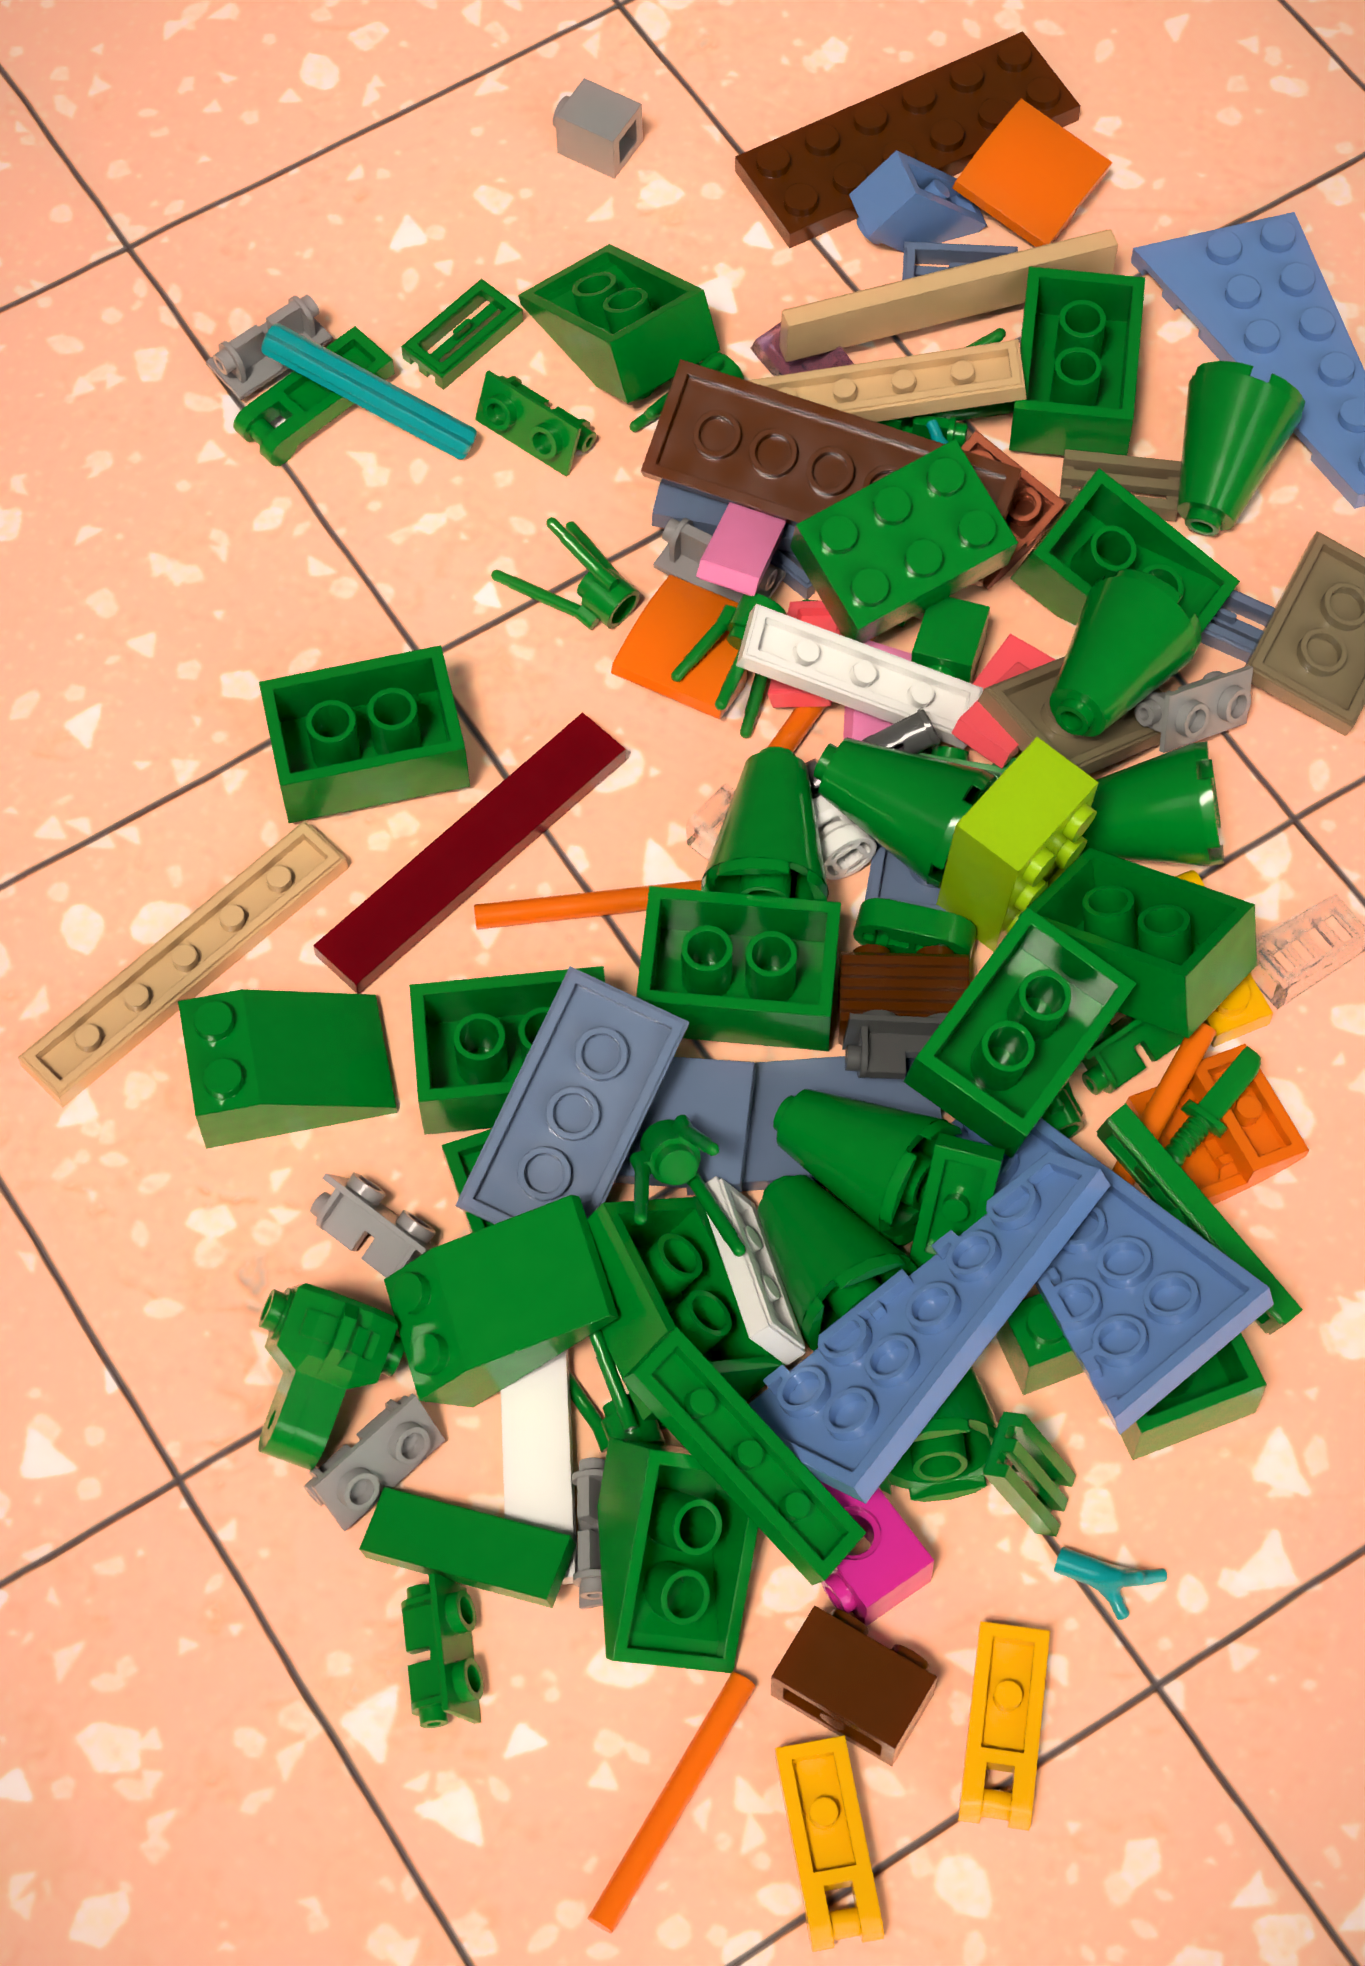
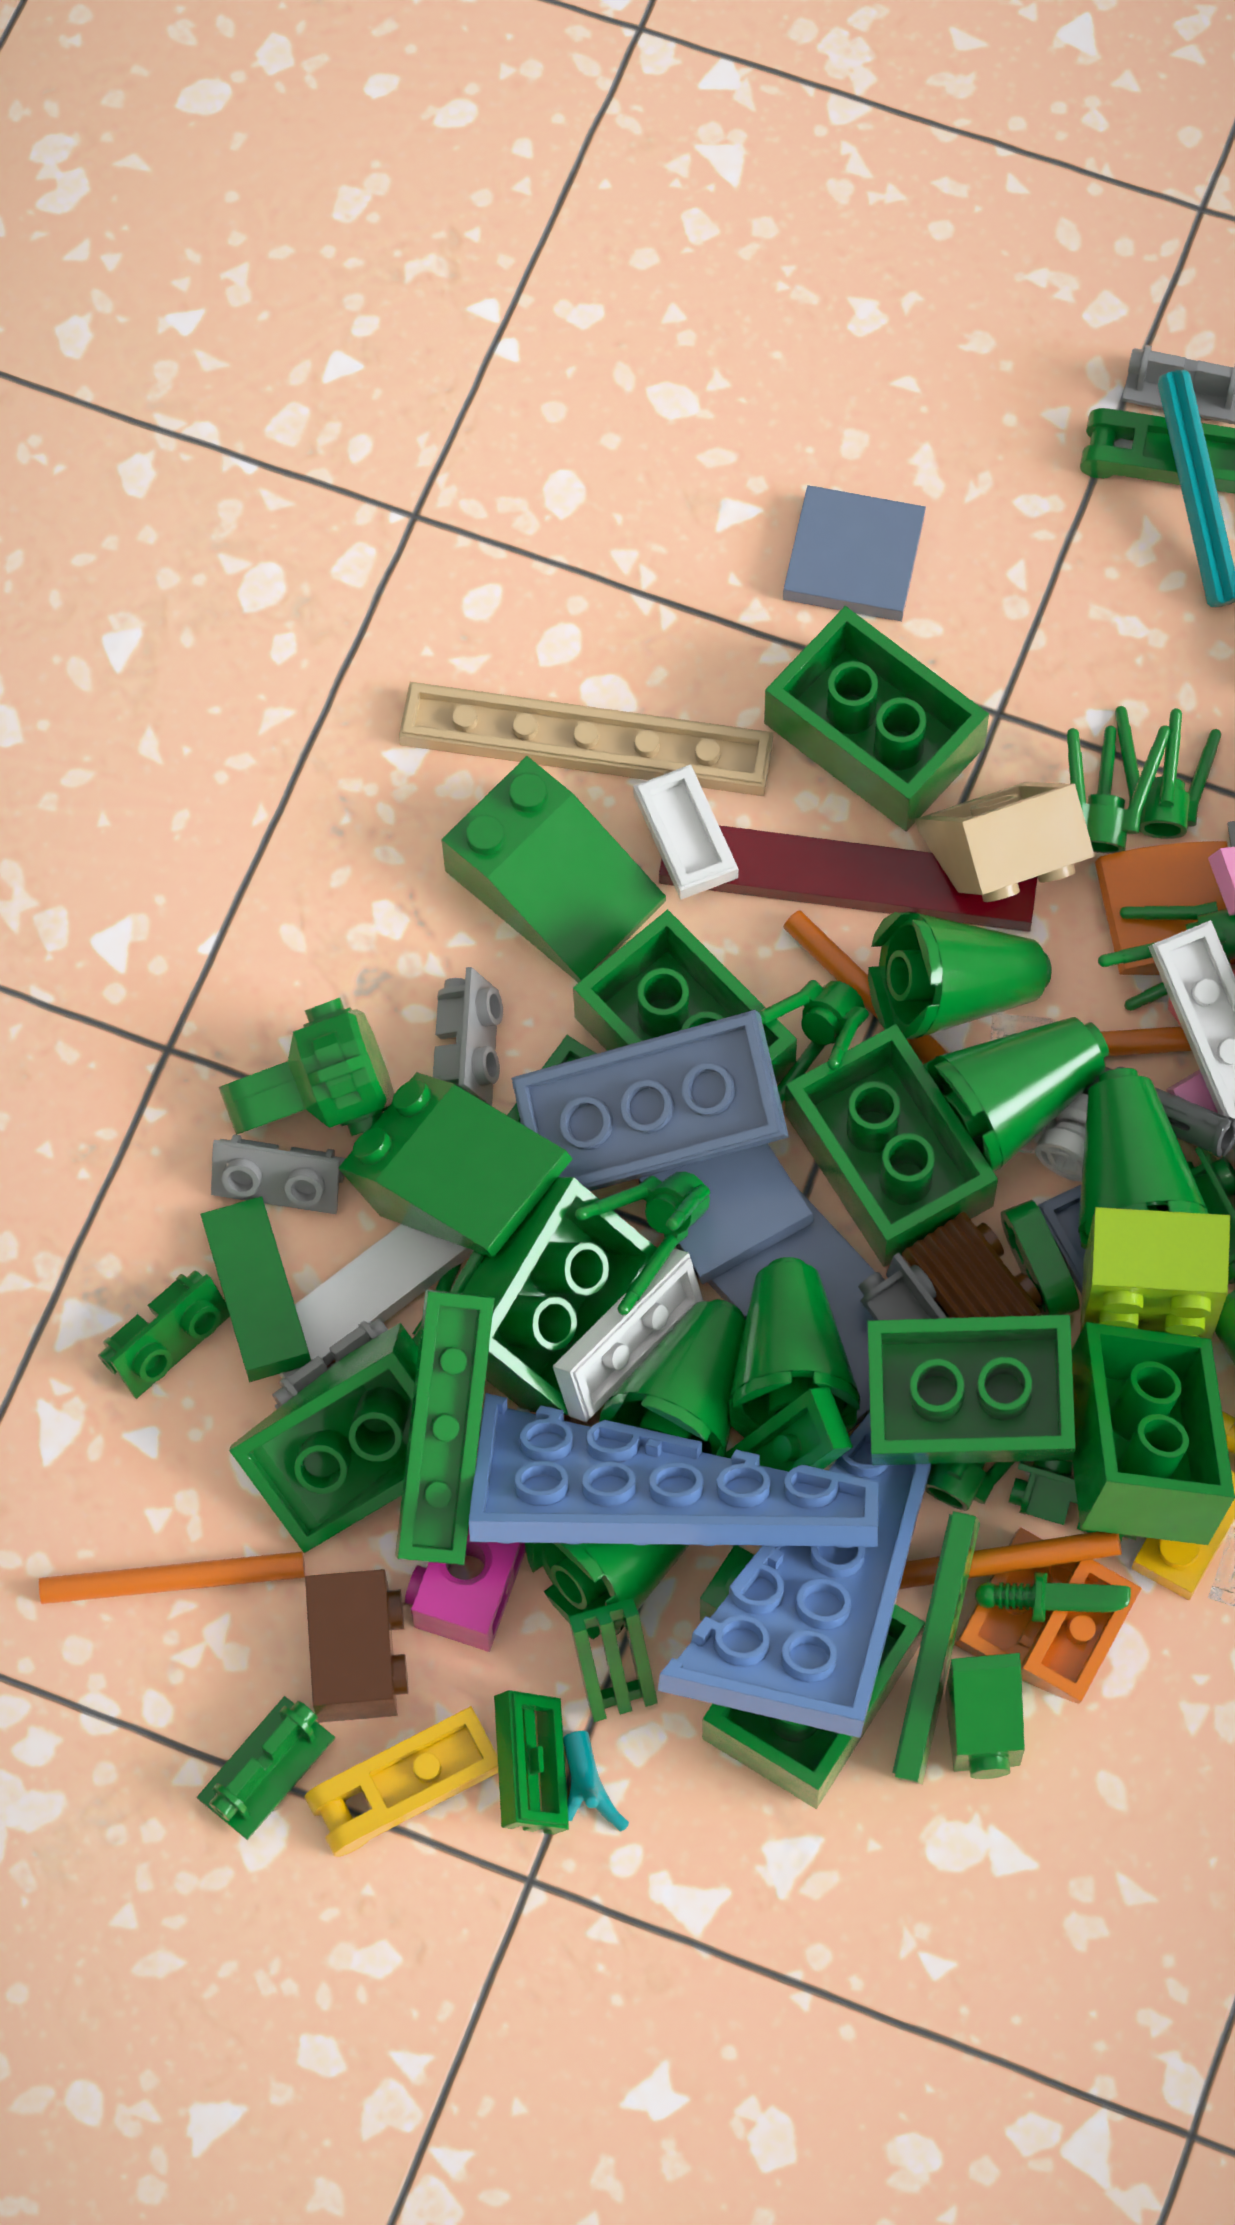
camera: 55 degrees right, 5 degrees up
(200, 662) = (854, 553): none -> sand blue tile
(339, 937) = (685, 832): none -> white tile
(547, 709) = (1009, 838): none -> tan slope
(584, 638) = (1105, 813): none -> green plant
(593, 937) = (828, 1017): none -> green plant
(626, 831) = (950, 973): none -> green cone
(828, 1840) = (217, 1711): yellow plate -> none
(906, 1834) = (266, 1767): none -> green hinge
(1063, 1607) = (523, 1760): none -> green tile
(1282, 1220) = (985, 1714): none -> green slope

